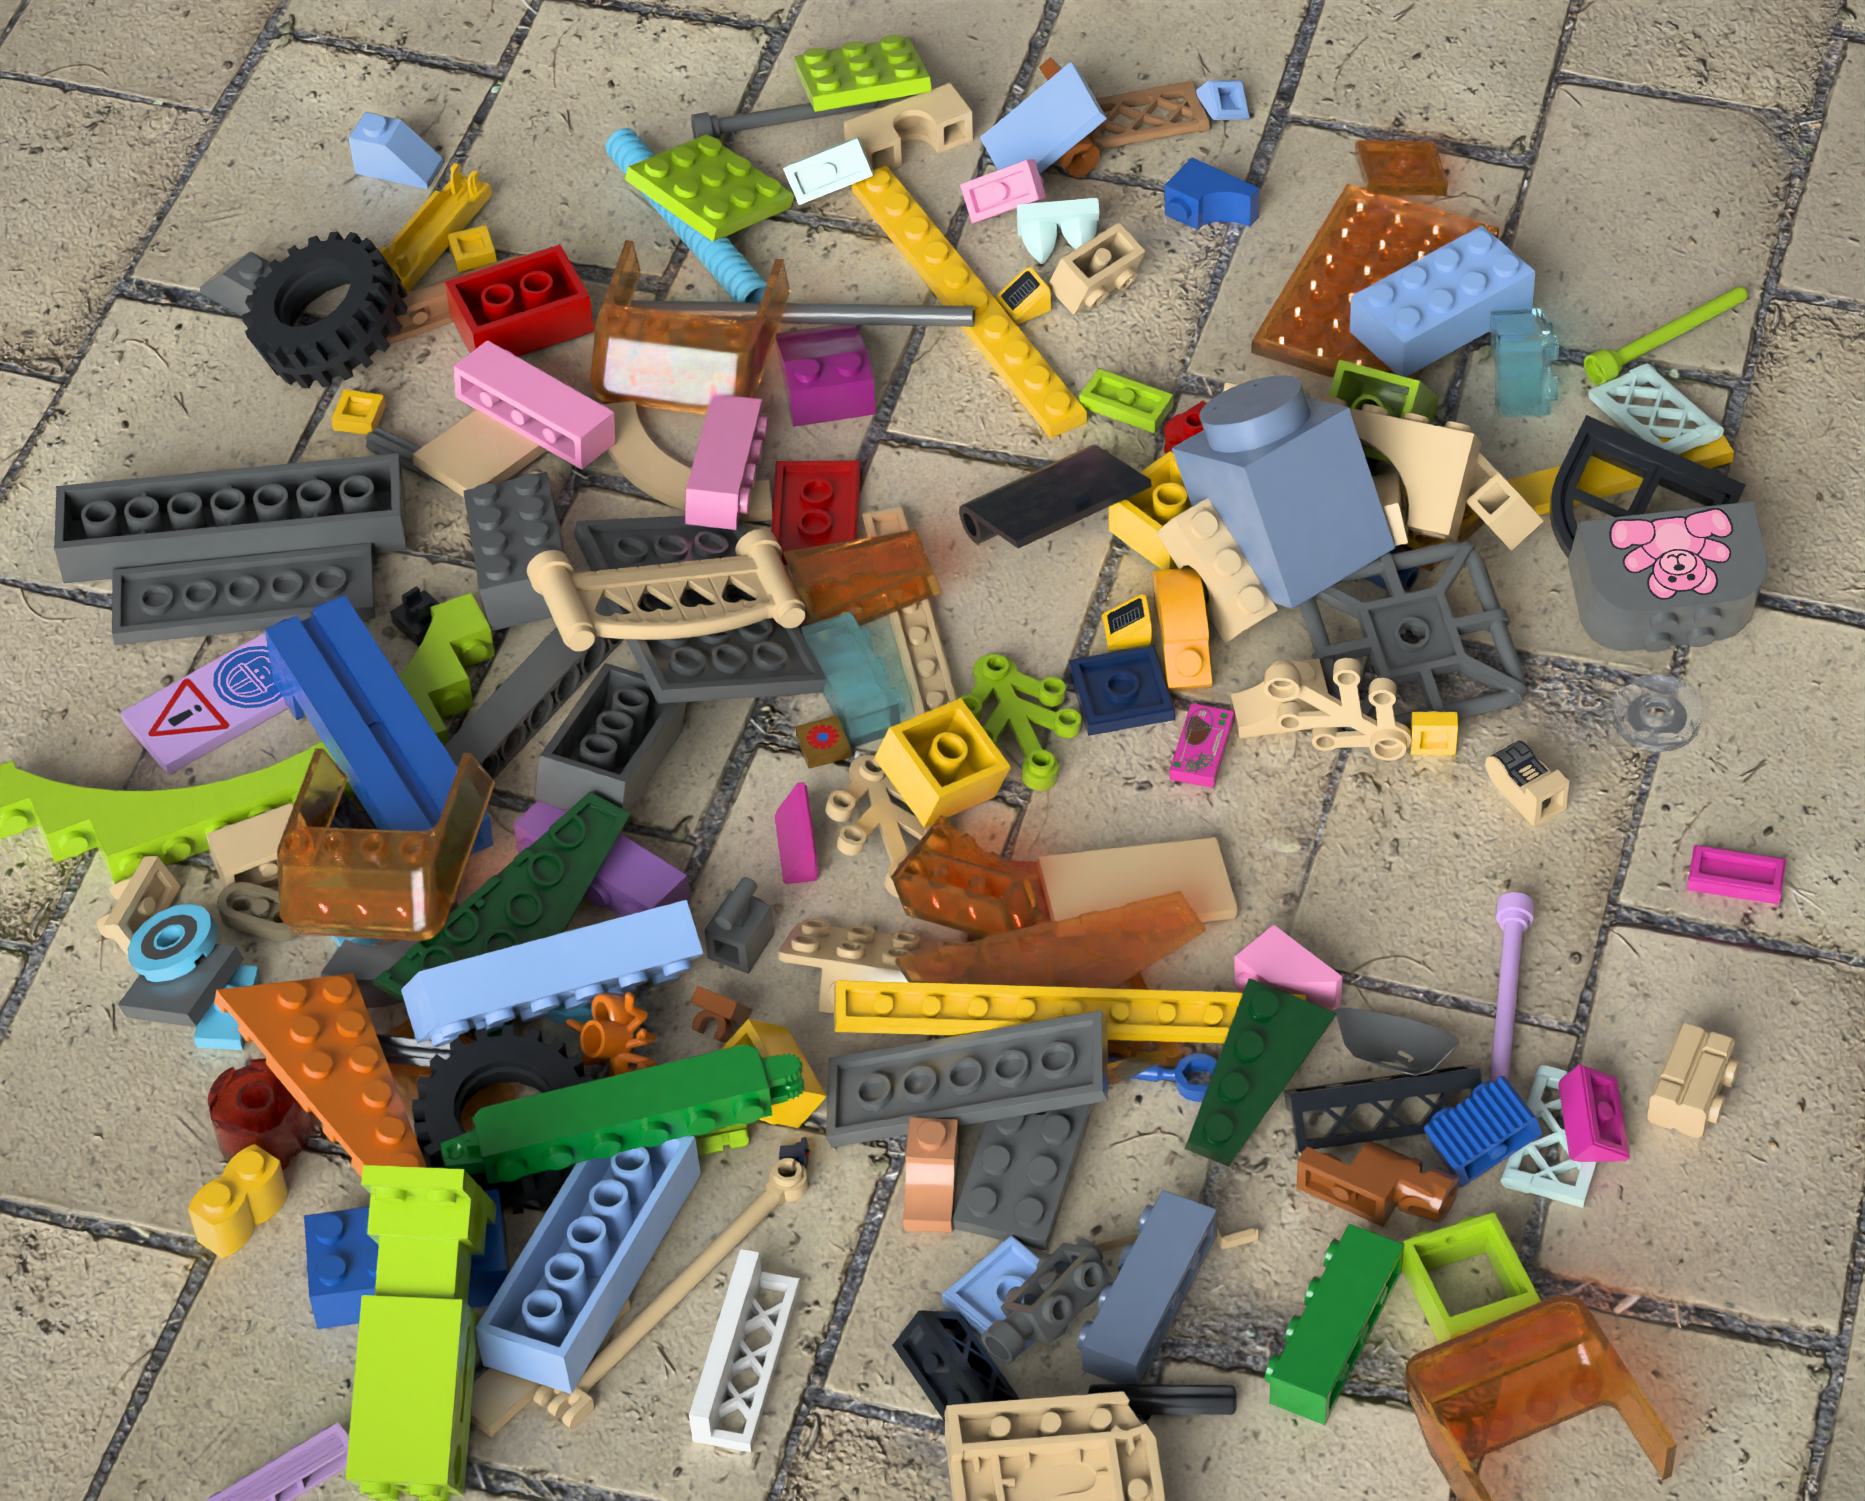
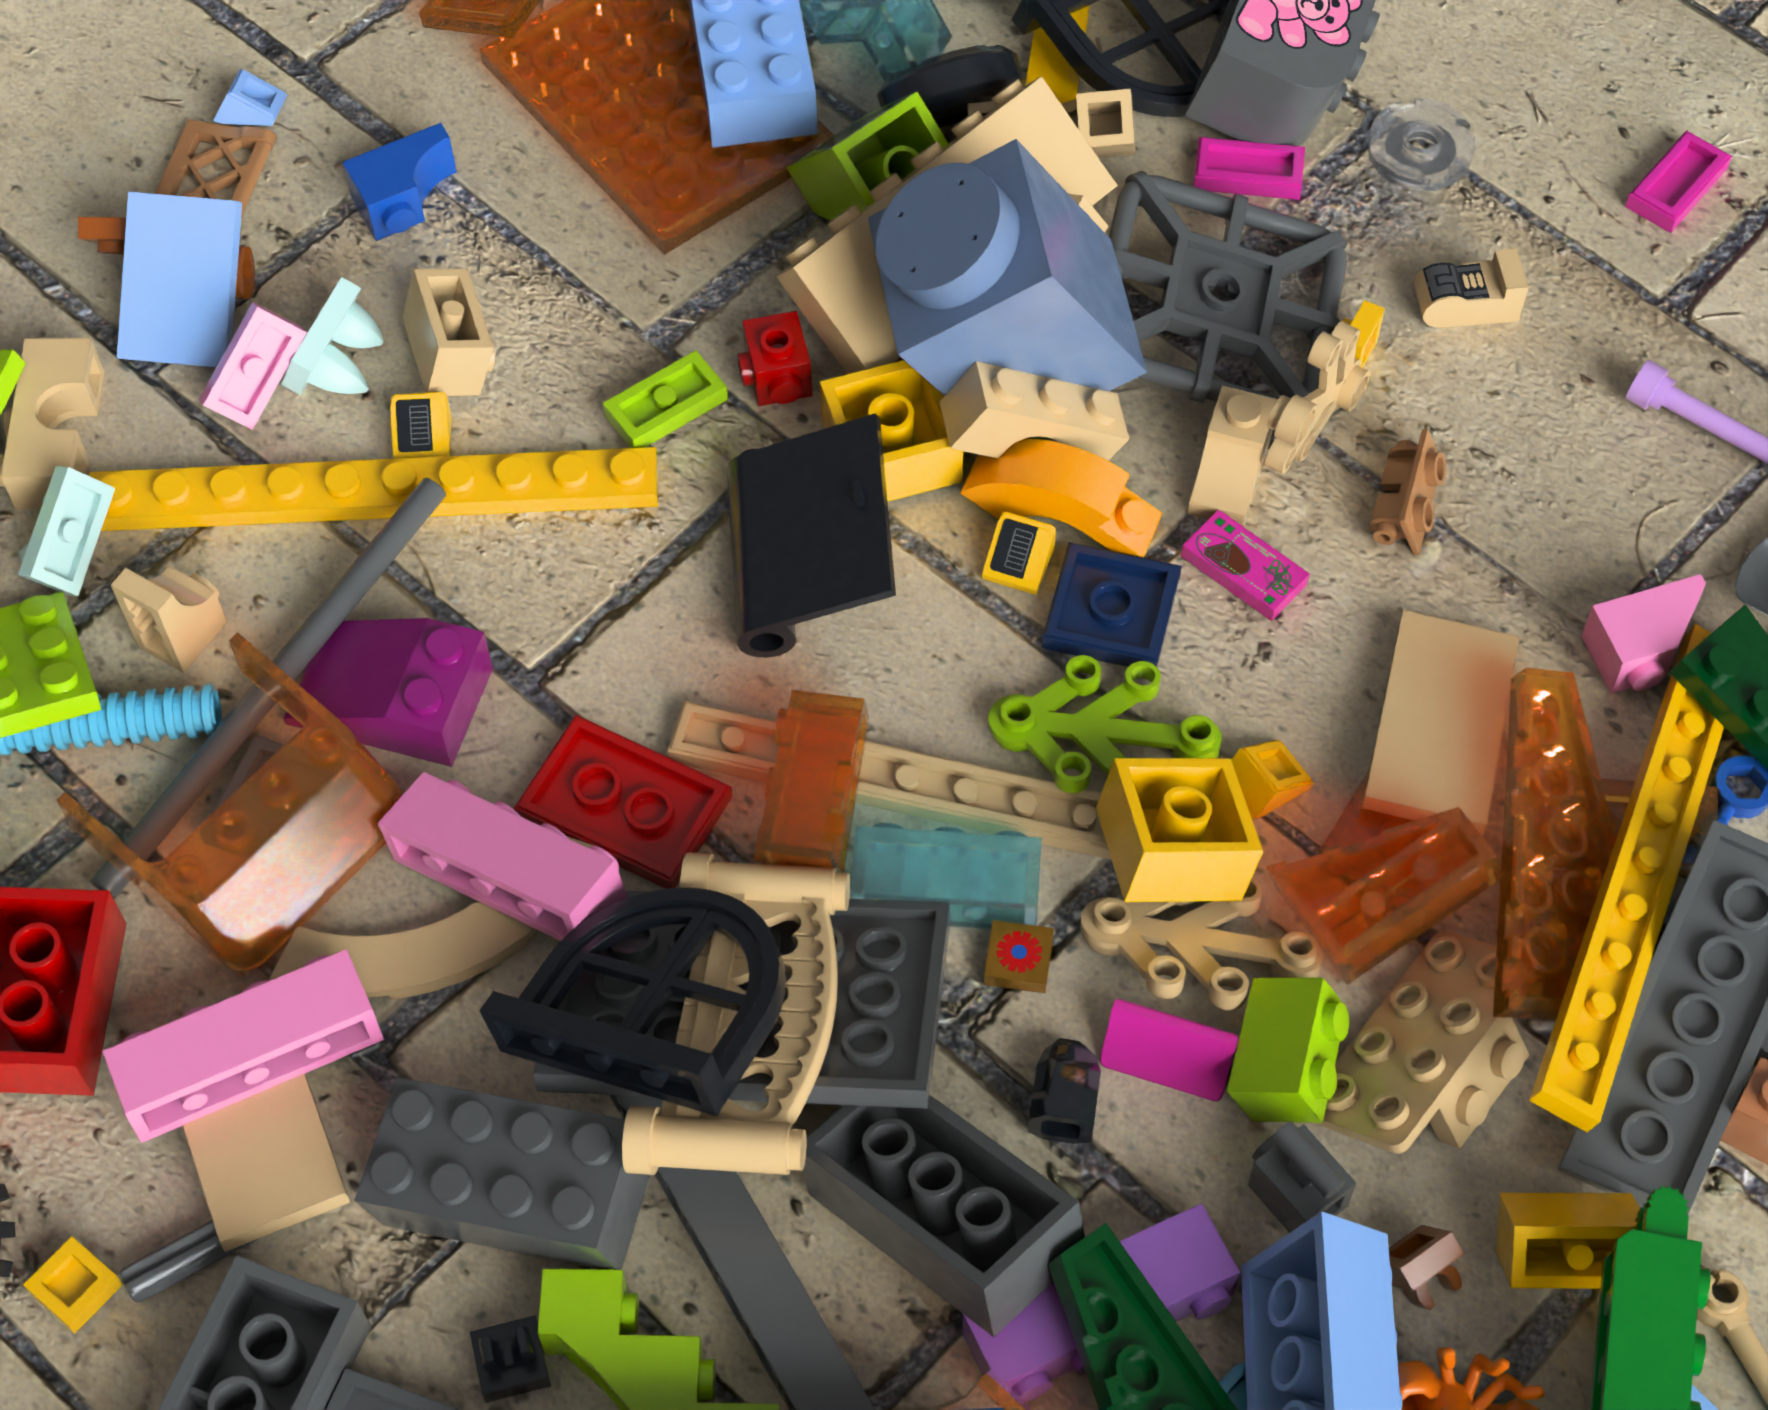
camera: 65 degrees left, 10 degrees up
(599, 541) = (624, 1054): none -> black window
(738, 797) = (1065, 1093): none -> black rock
(804, 241) = (170, 614): none -> tan arch
(825, 886) = (1288, 1050): none -> lime brick
(1040, 818) = (1269, 776): none -> yellow slope
(1322, 811) = (1415, 474): none -> medium nougat hinge
(1501, 434) = (955, 80): none -> black piece
(1559, 624) = (1249, 168): none -> dark pink tile

